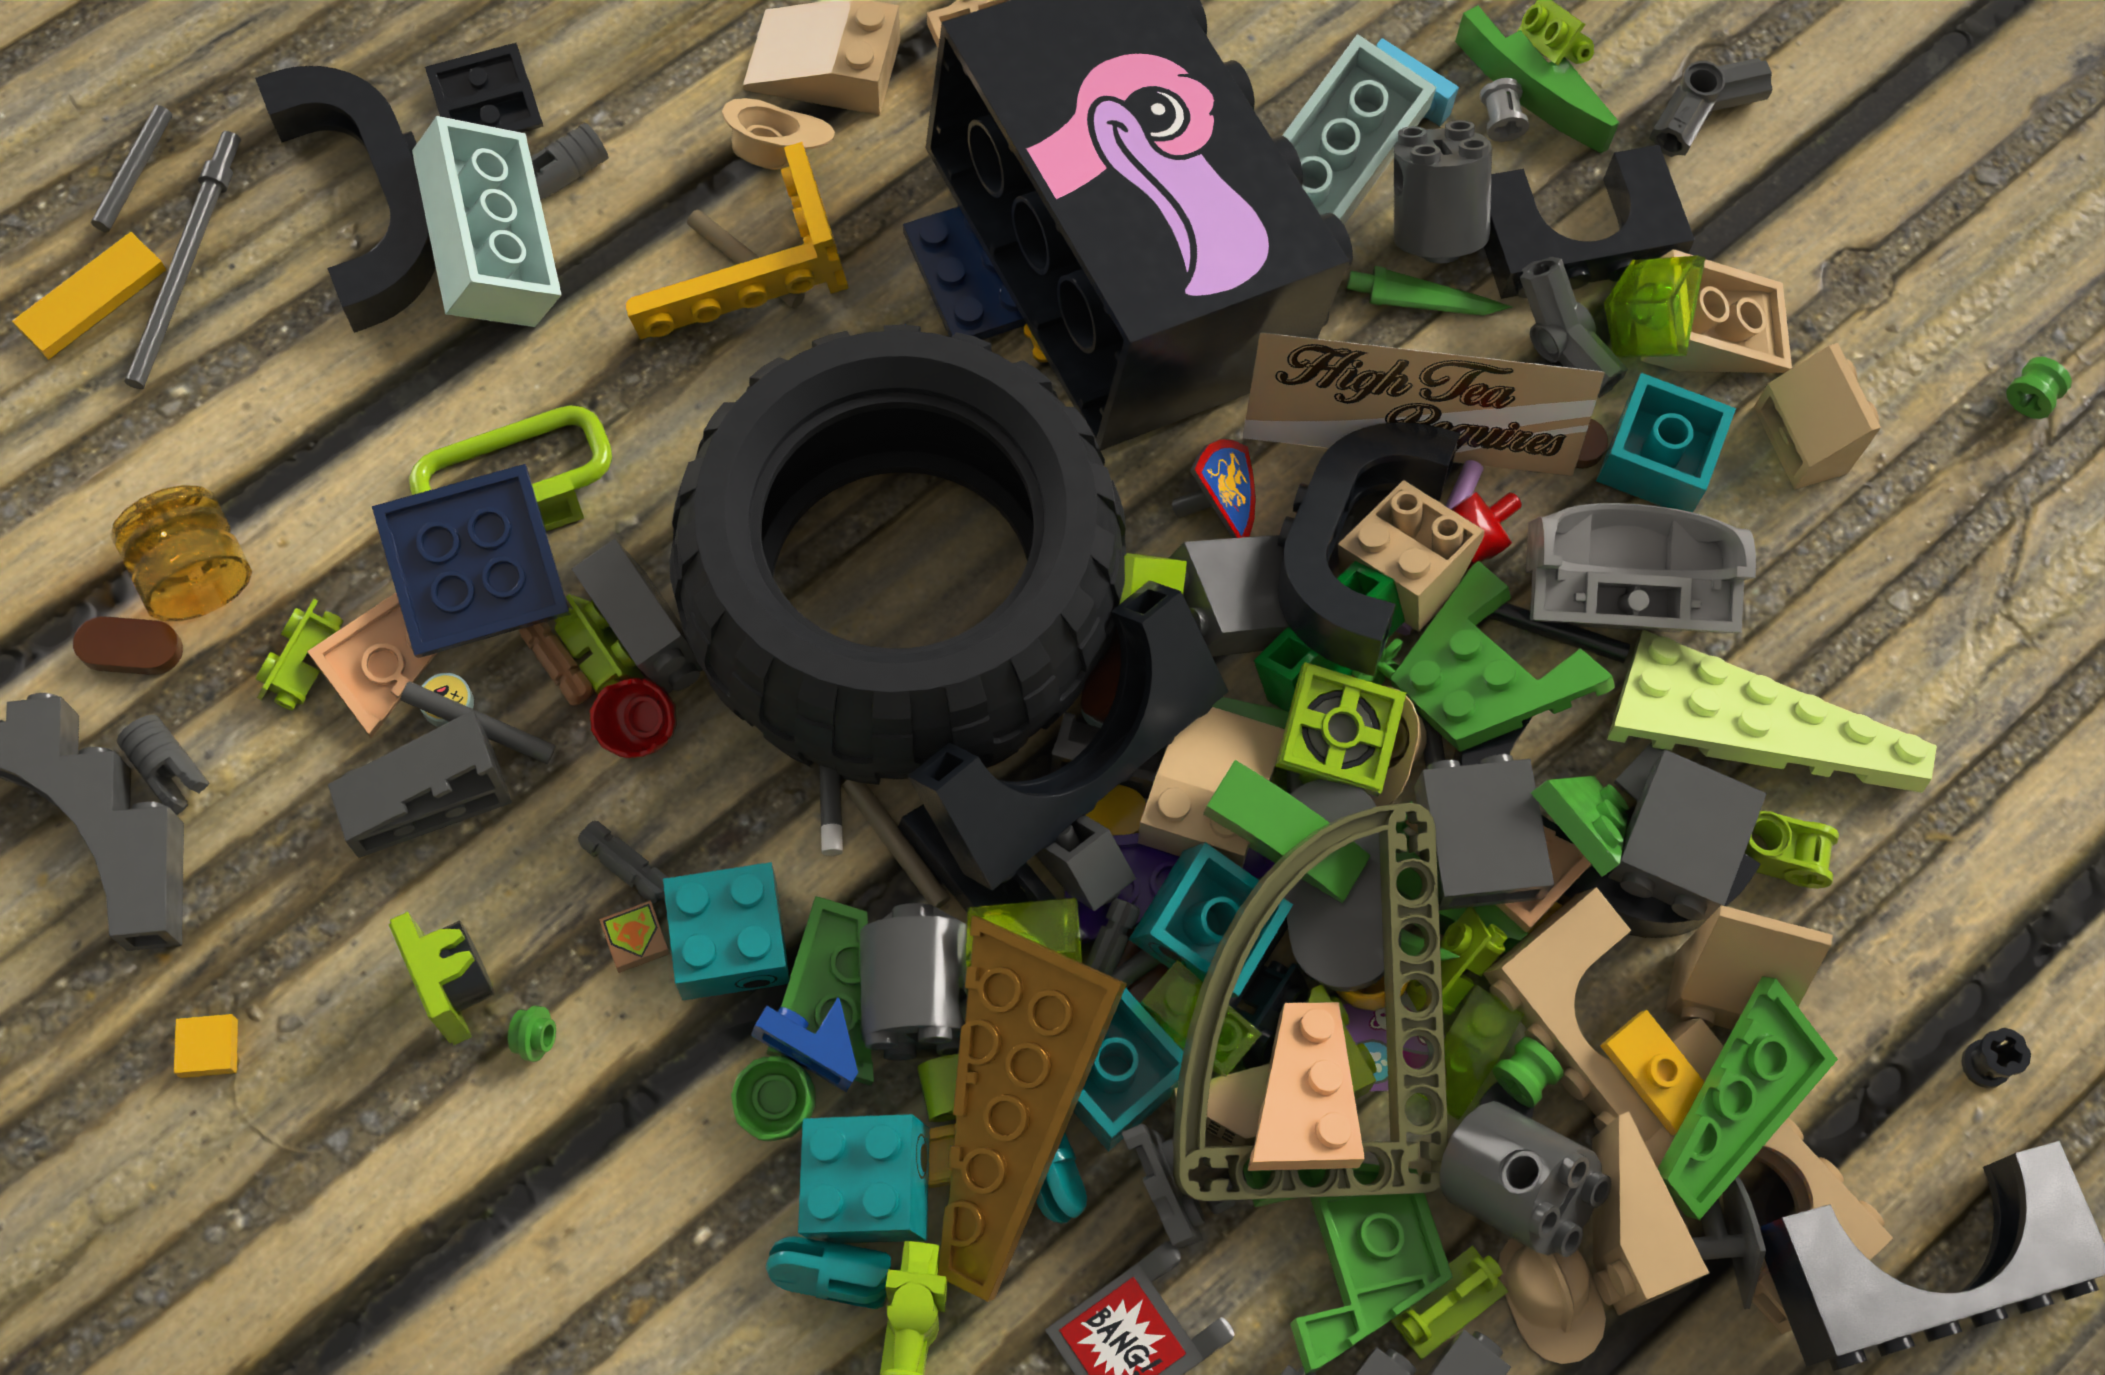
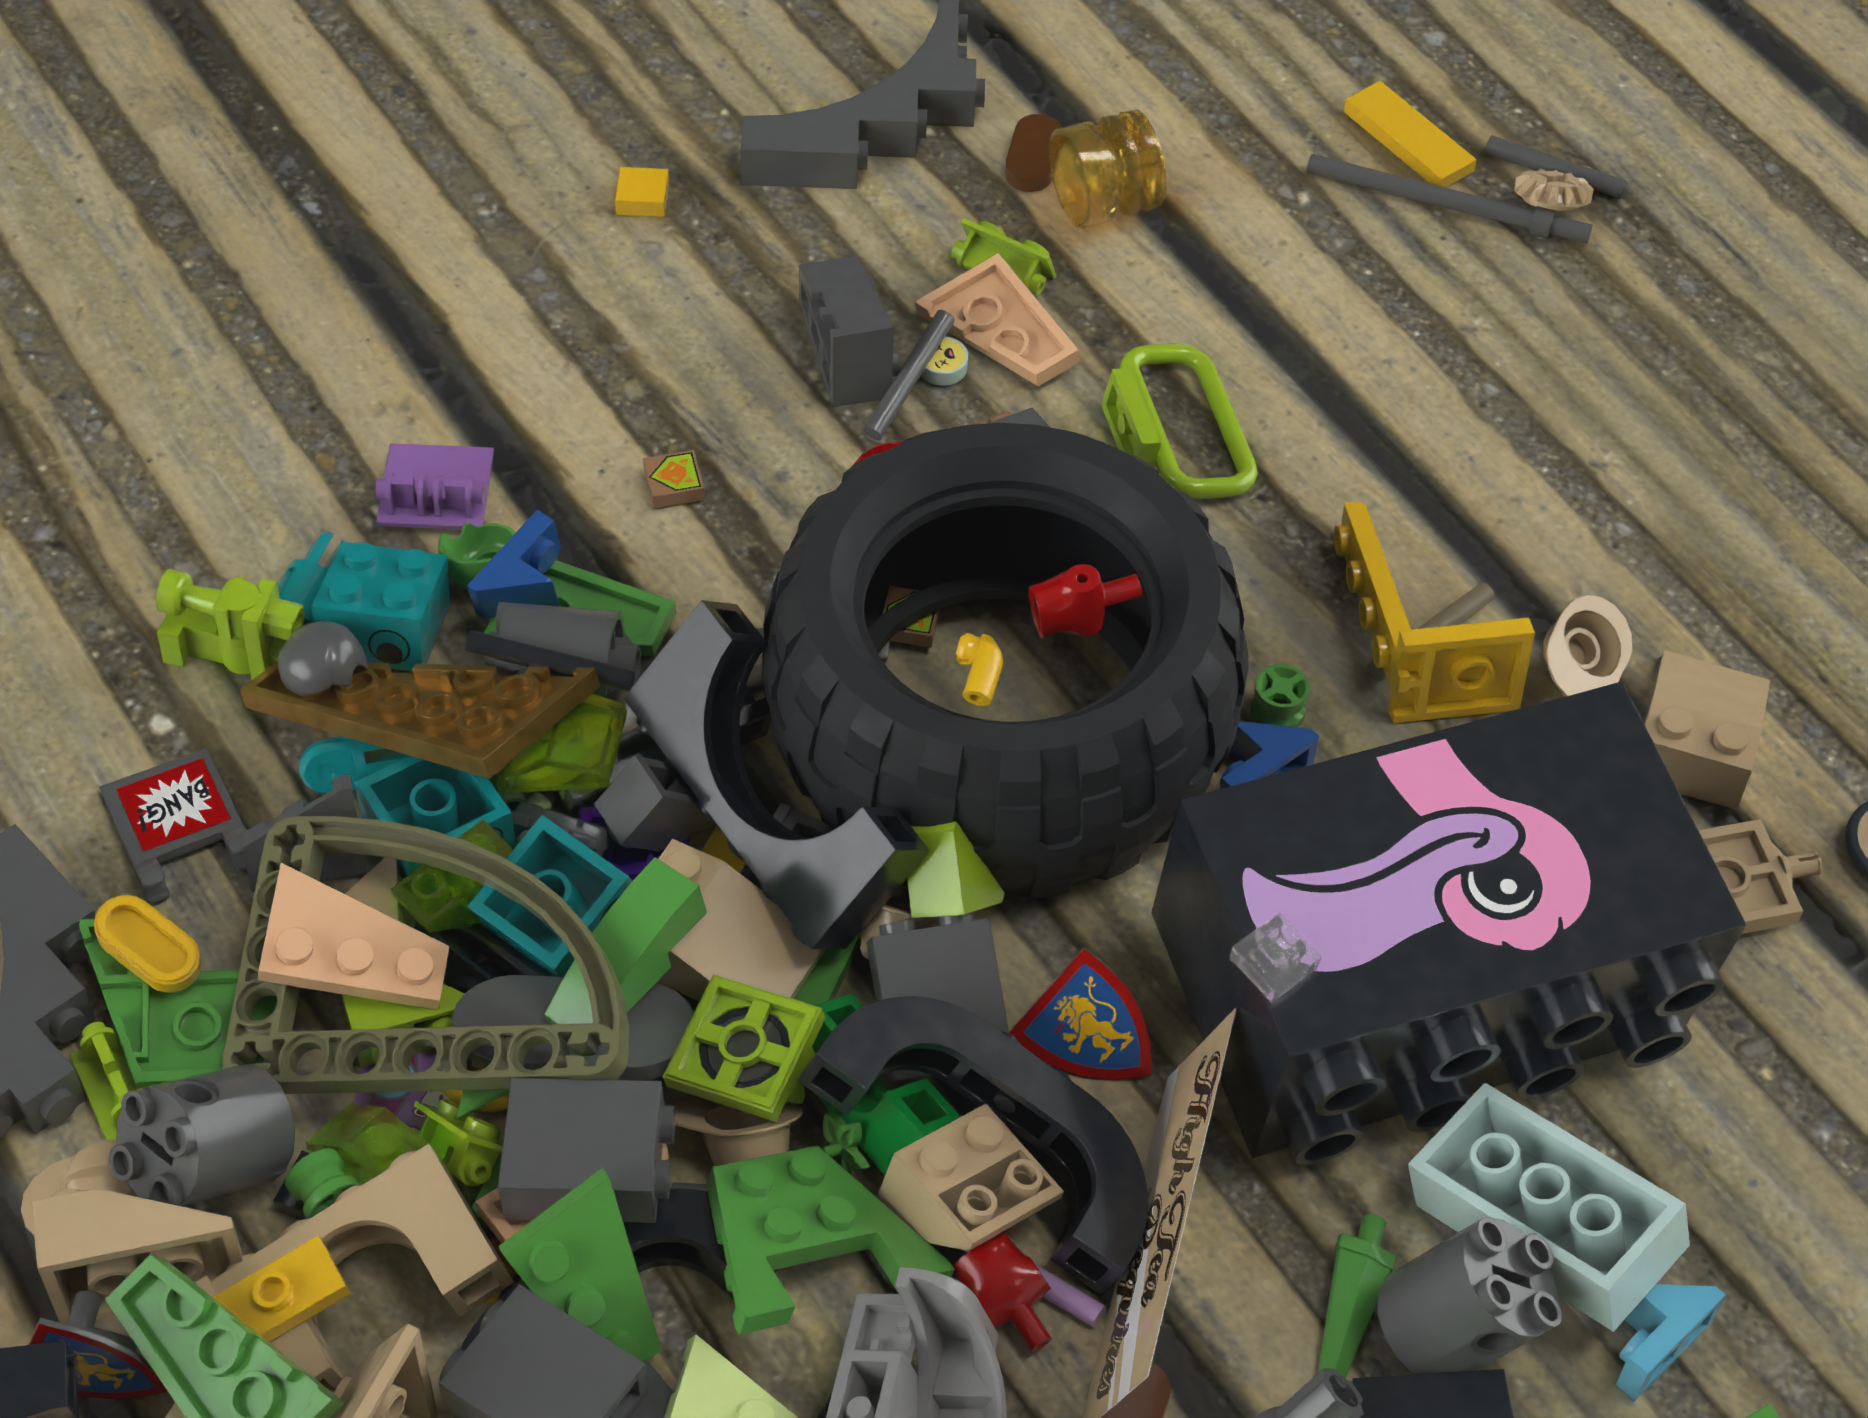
camera: 100 degrees right, 15 degrees down
(159, 759) = (910, 165): dark grey hinge -> none
(173, 180) = (1553, 190): none -> tan gear
(334, 100) = (1523, 350): black arch -> none
(444, 973) = (657, 319): lime piece -> none
(470, 560) = (1070, 355): dark blue plate -> none
(485, 223) = (1463, 395): light aqua brick -> none
(486, 90) = (1642, 429): black slope -> none
(531, 1033) = (595, 384): bright green plate -> none
(567, 159) = (1554, 483): dark grey hinge -> none
(623, 861) = (749, 476): dark grey axle -> none
(671, 1176) = (434, 486): none -> medium lavender hinge
(726, 931) = (657, 532): teal brick -> none
(932, 435) = (1078, 600): none -> red piece
(955, 970) = (558, 662): none -> black bar
(964, 1211) = (319, 657): none -> dark grey hair
(1008, 507) = (985, 669): none -> yellow arm
(1271, 265) = (1275, 957): none -> clear tile
(1325, 1294) = (147, 943): none -> yellow tile

